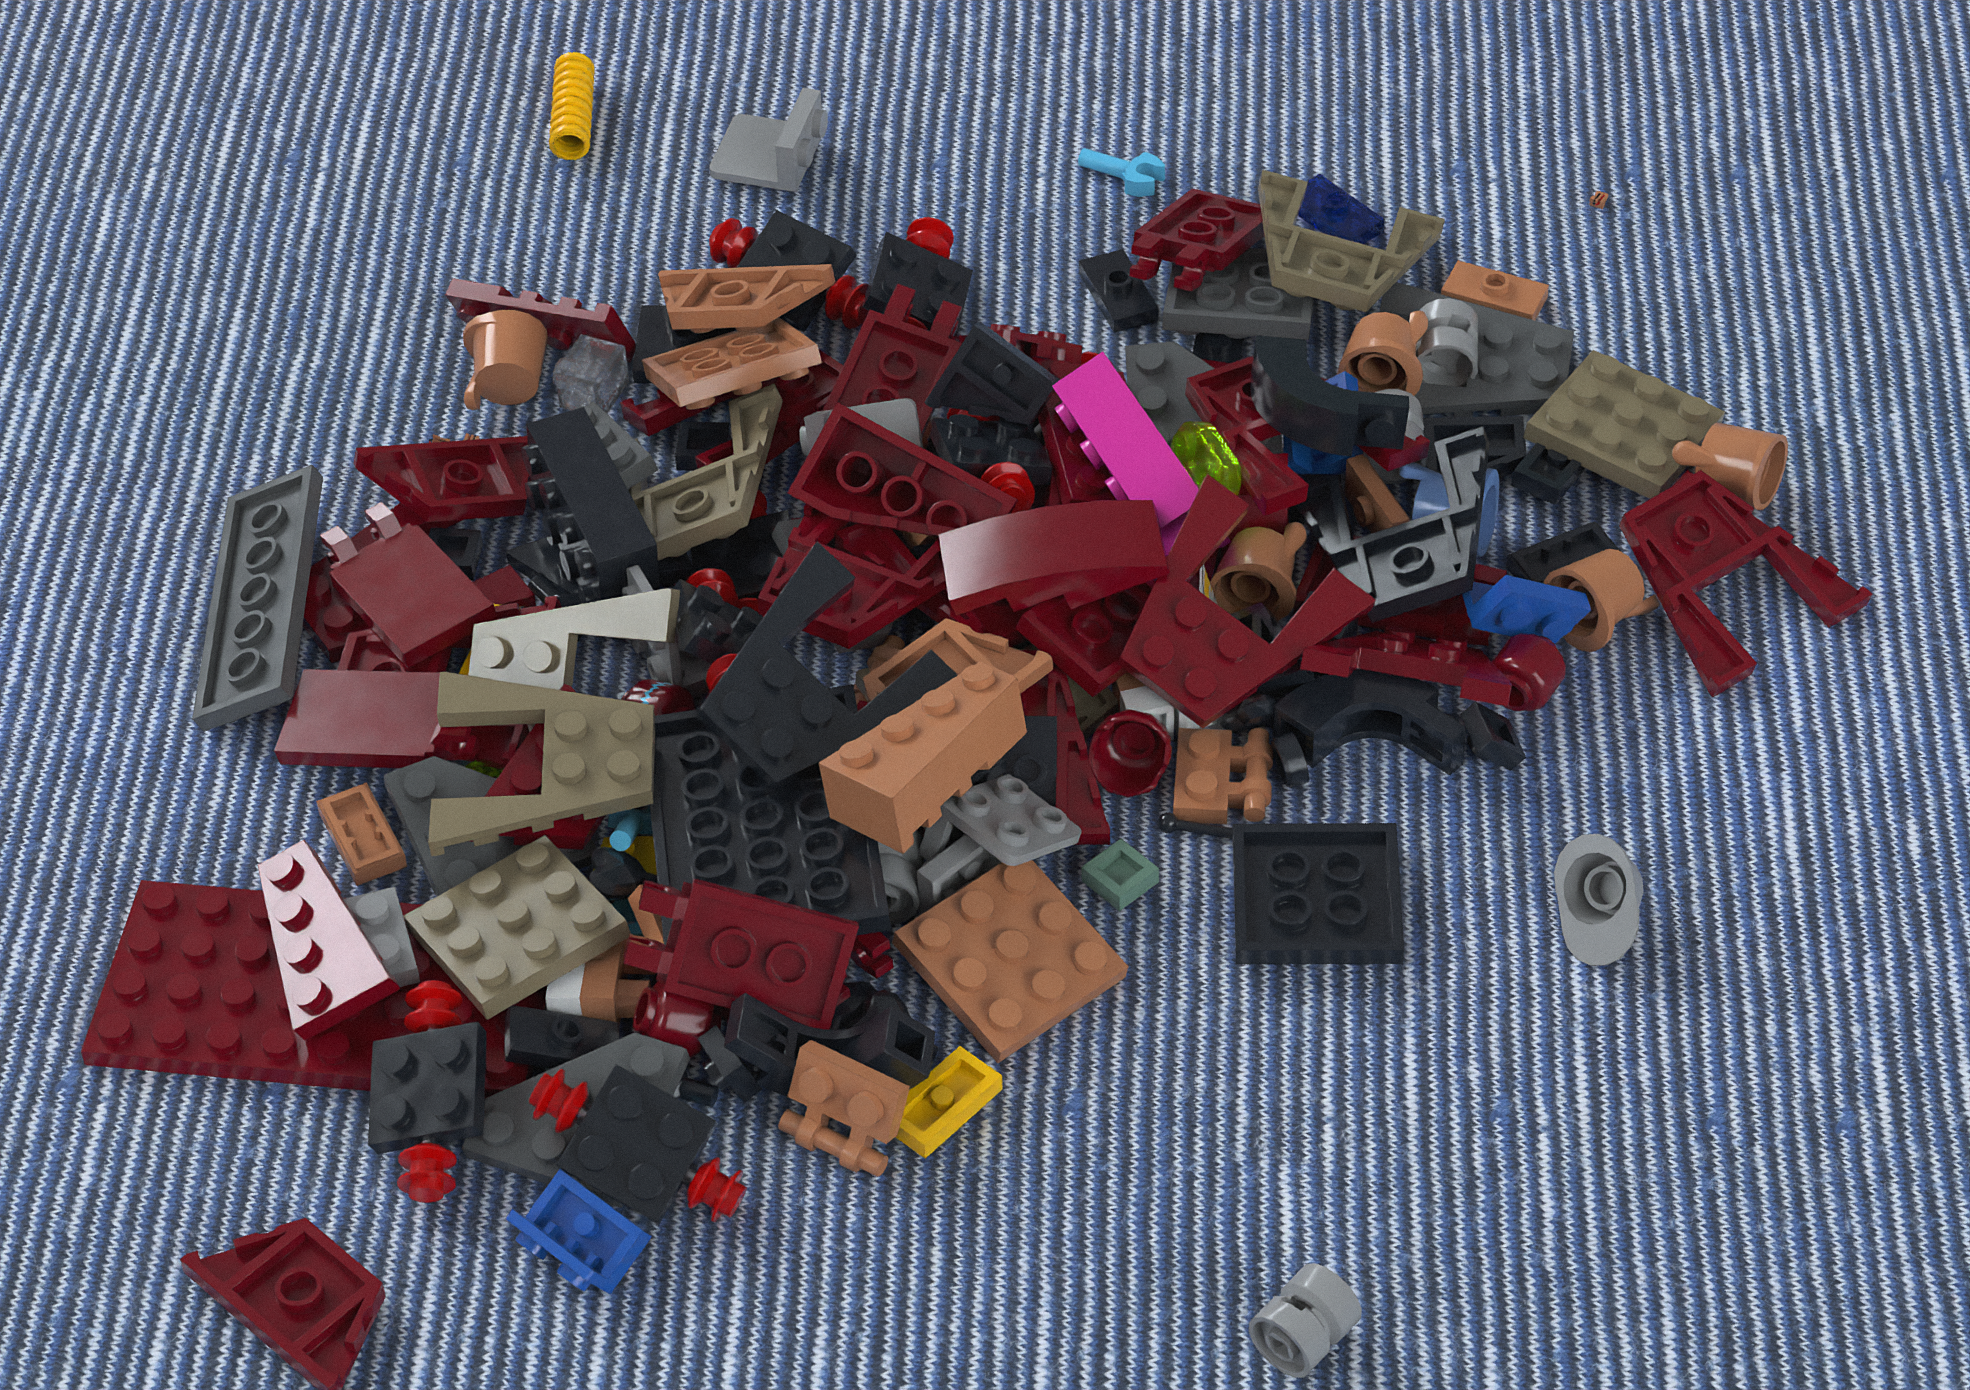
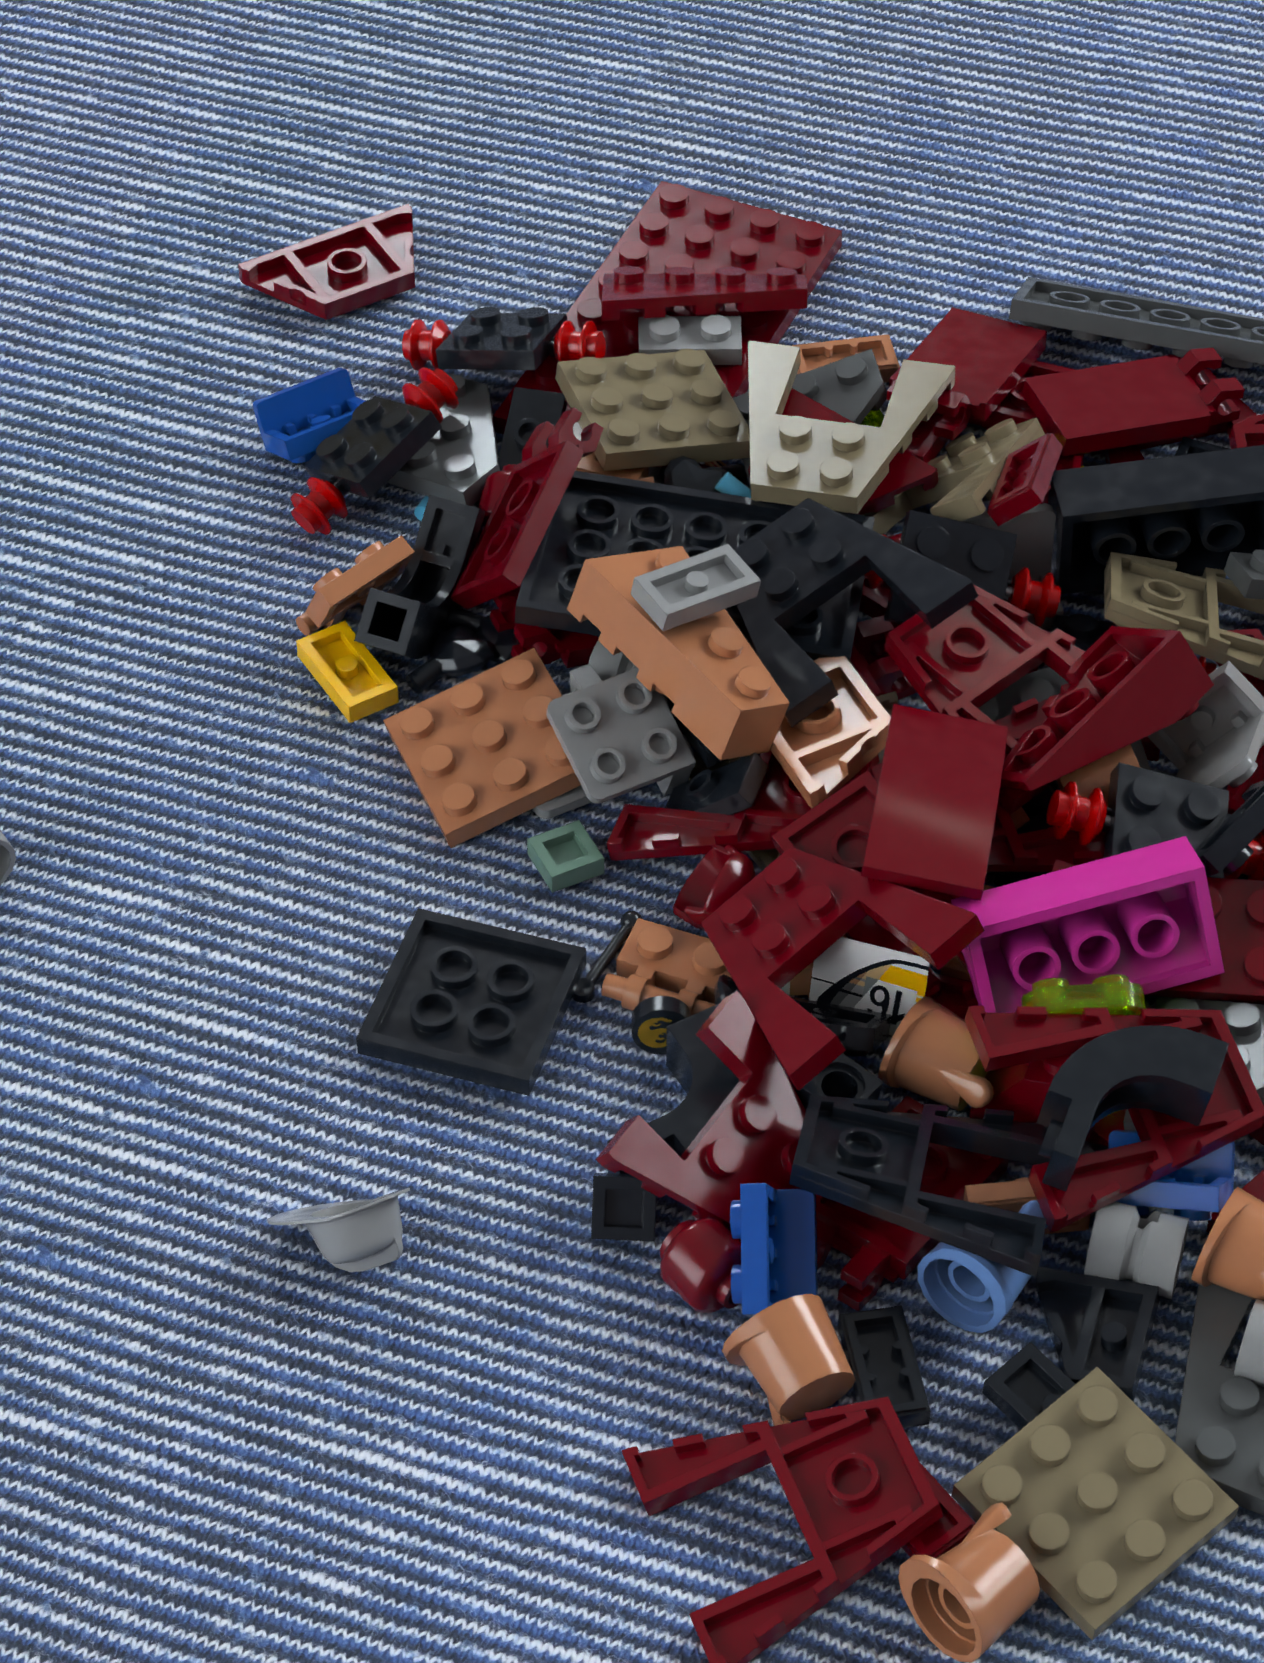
camera: 105 degrees right, 0 degrees up
(617, 571) = (1025, 479): none -> dark red plate
(906, 708) = (695, 587): none -> light grey plate

